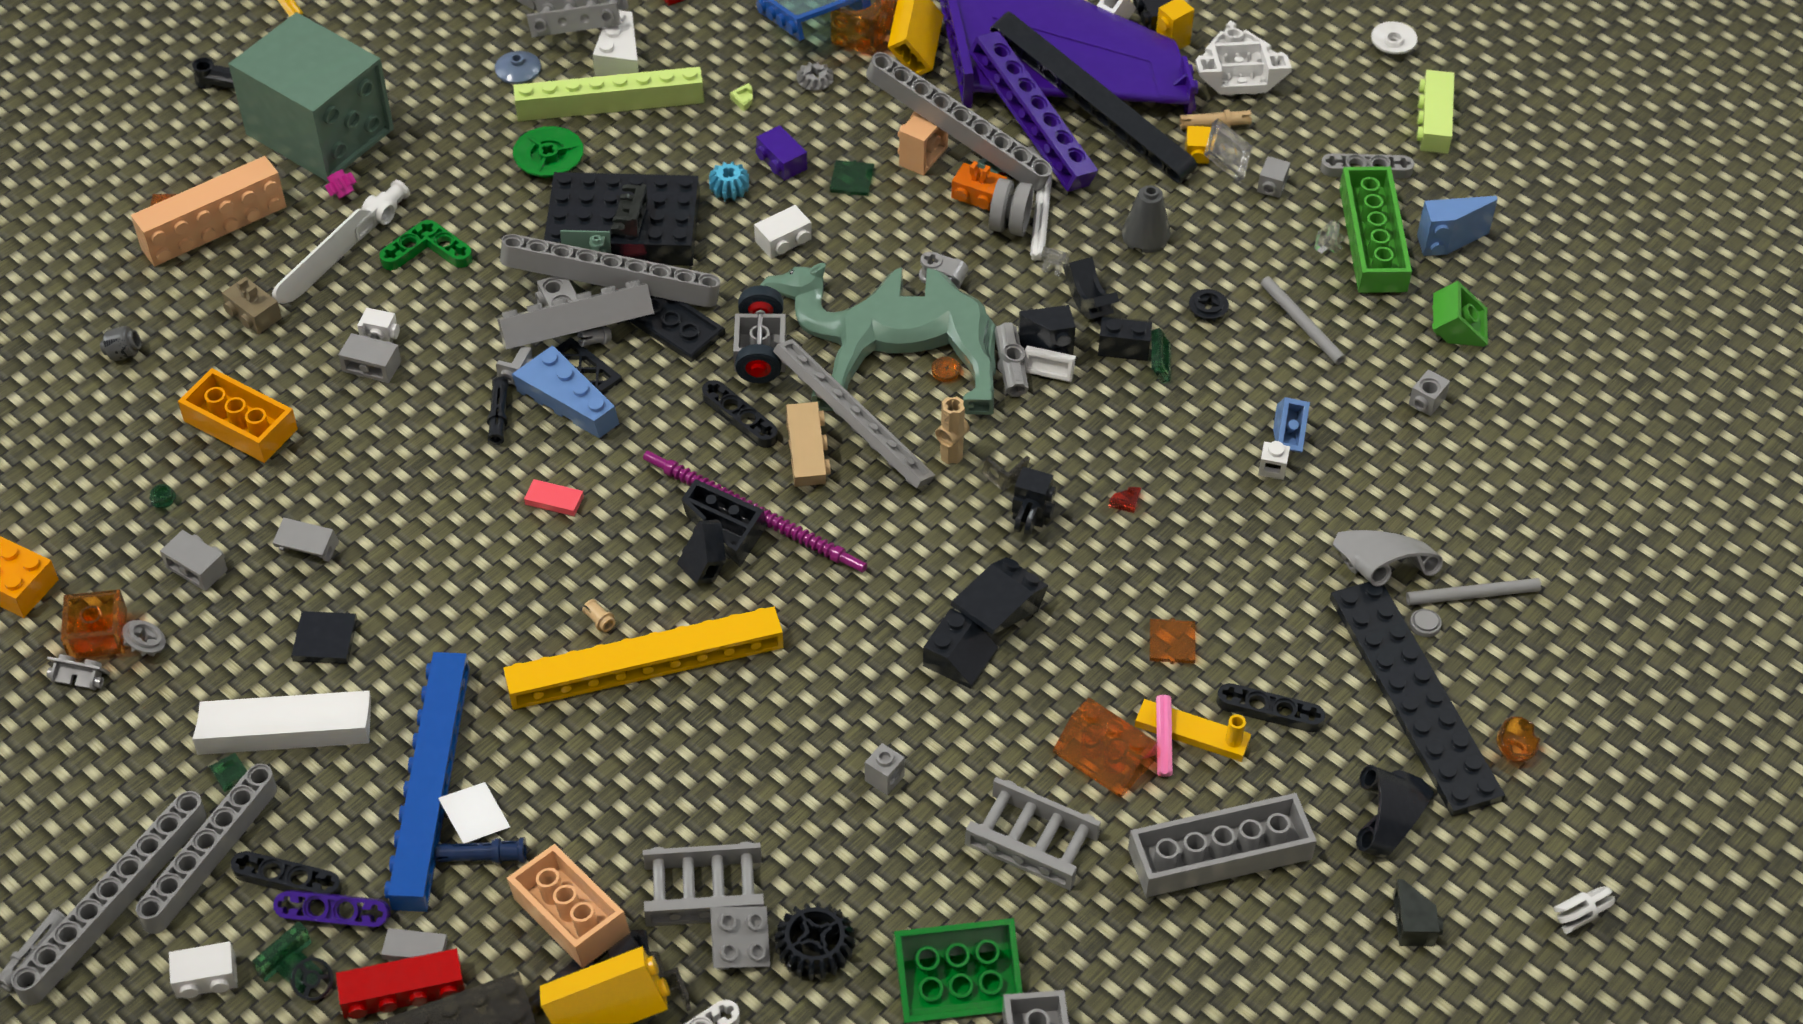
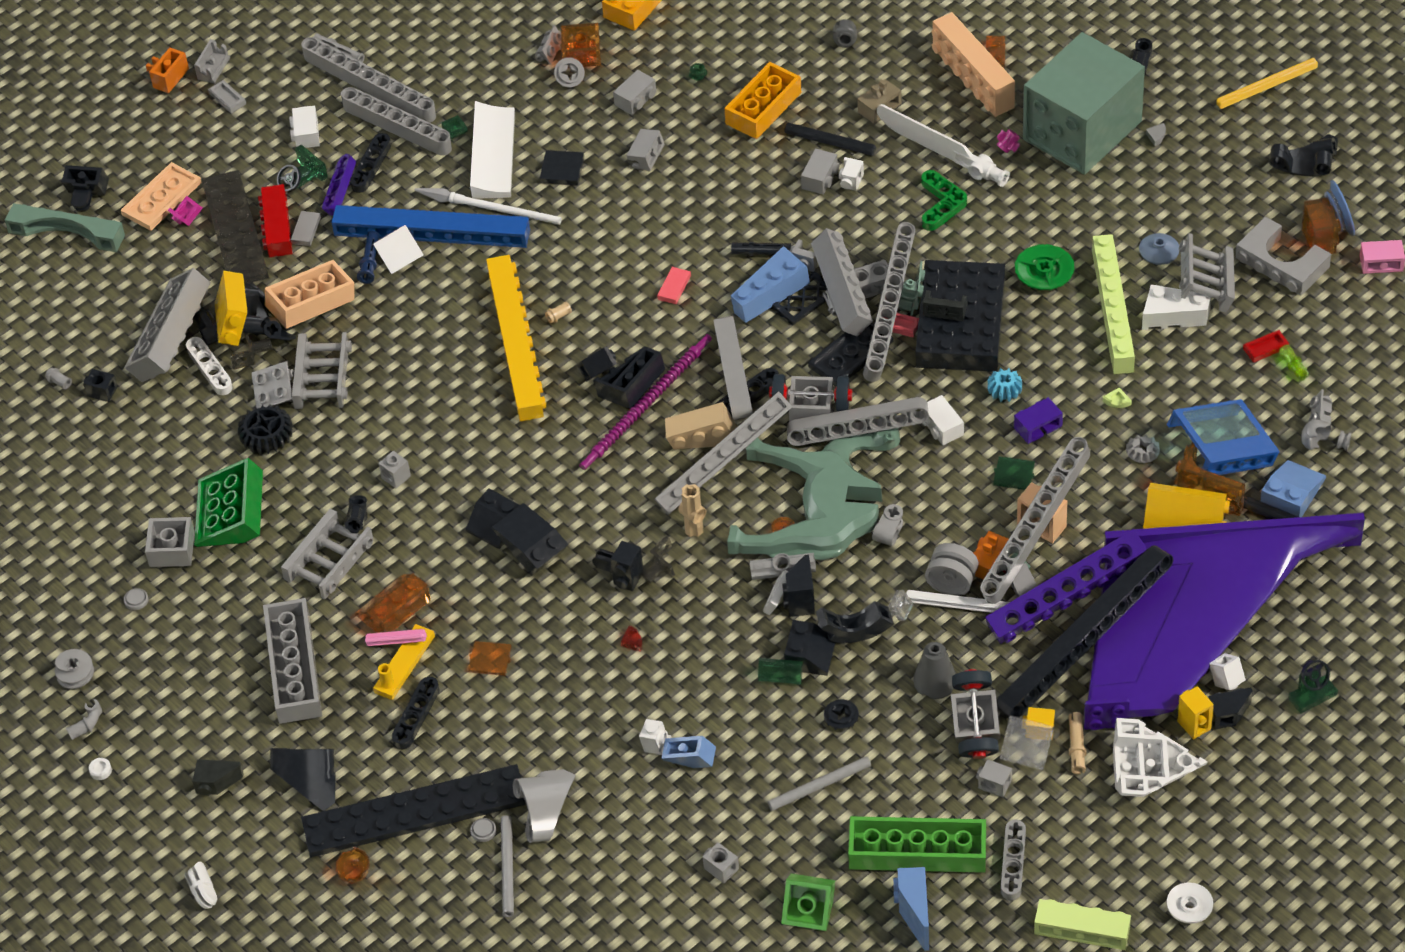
camera: 100 degrees right, 0 degrees up
(307, 355) = (830, 139): none -> black axle
(366, 771) = (444, 195): none -> white piece
(705, 418) = (733, 368): none -> light grey beam
(797, 288) = (864, 414): none -> light grey beam
(961, 803) = (356, 513): none -> black piece
(1209, 183) = (975, 714): none -> brick
(1329, 238) = (914, 811): clear tile -> none

